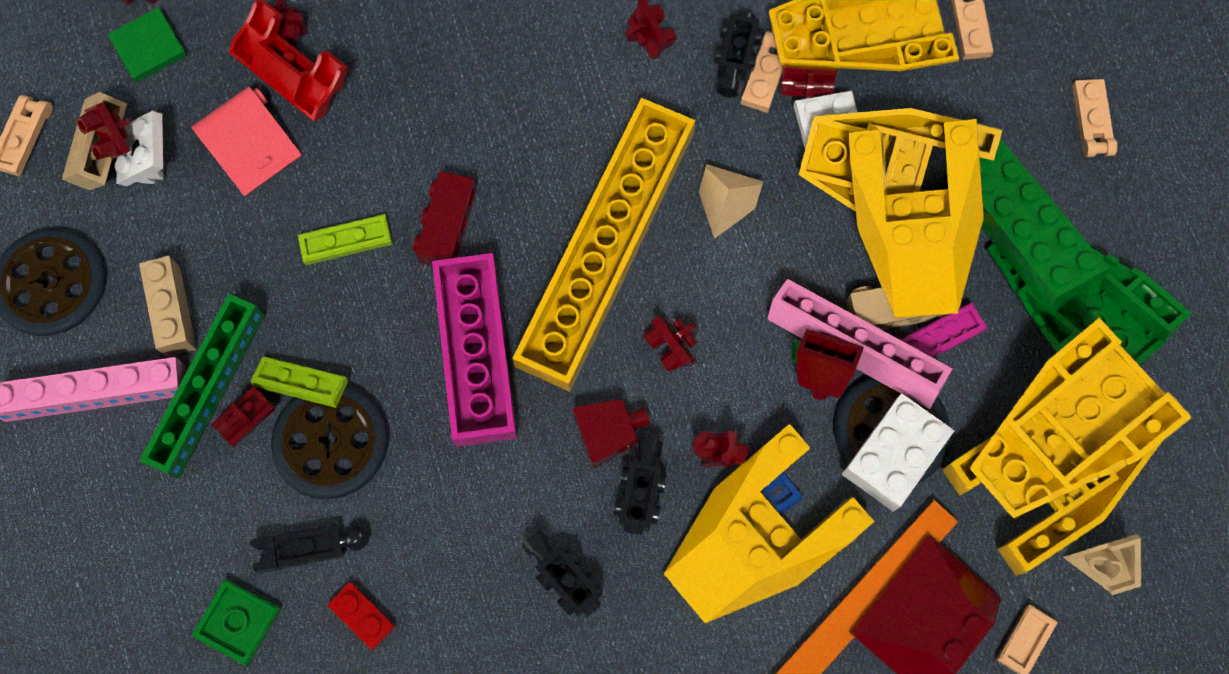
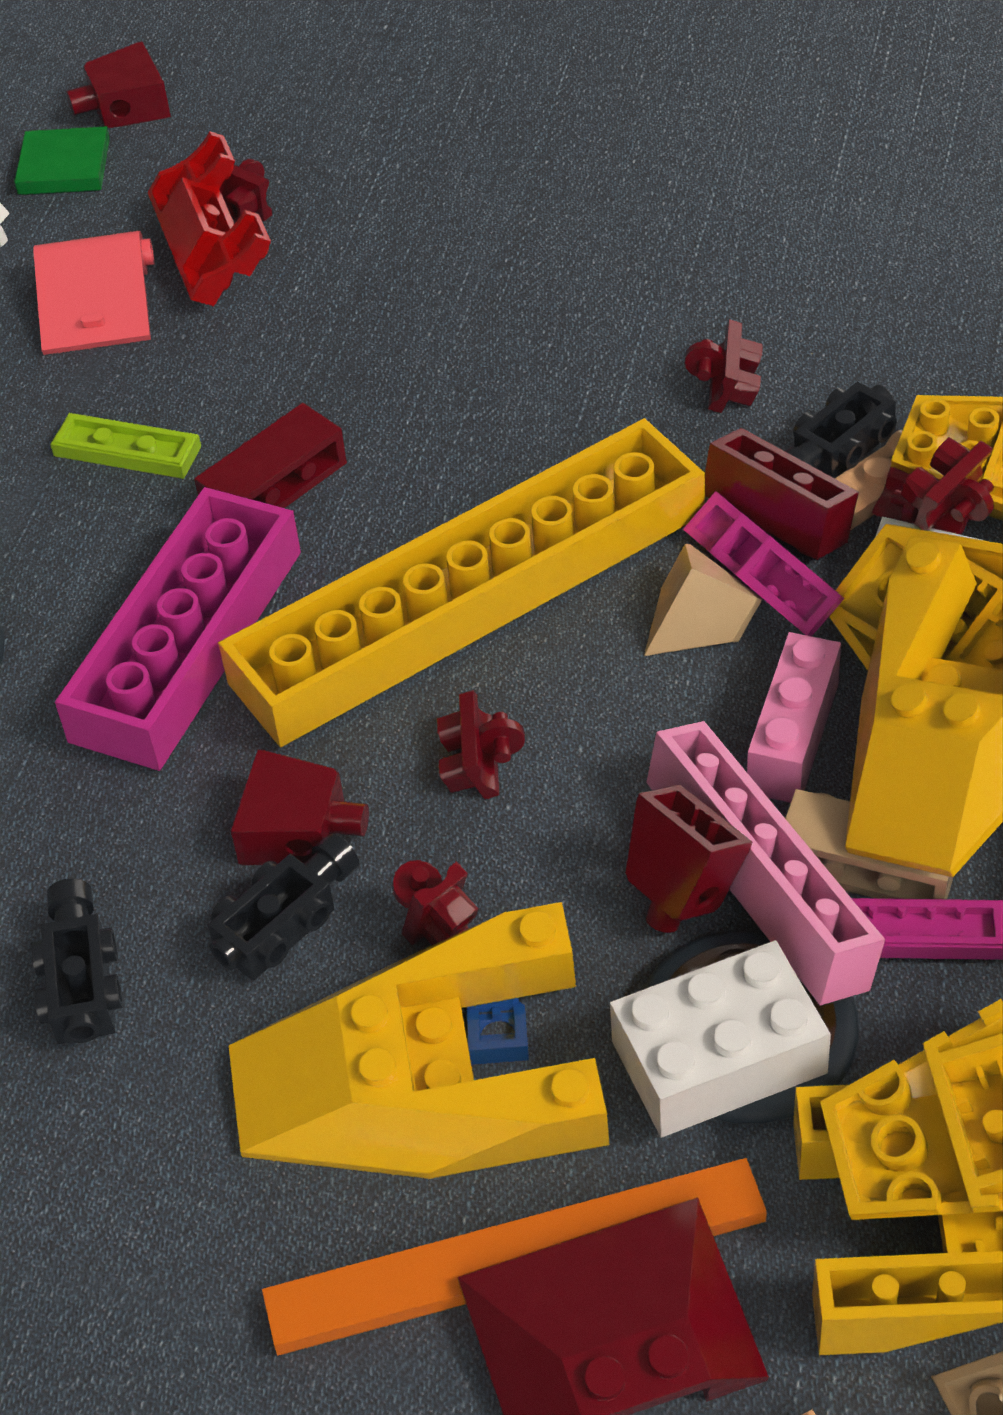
camera: 35 degrees right, 25 degrees down
(732, 108) = (781, 493): none -> dark red brick
(751, 159) = (763, 564): none -> dark pink slope
(819, 246) = (794, 715): none -> bright pink brick
(833, 71) = (957, 488): none -> dark red hips

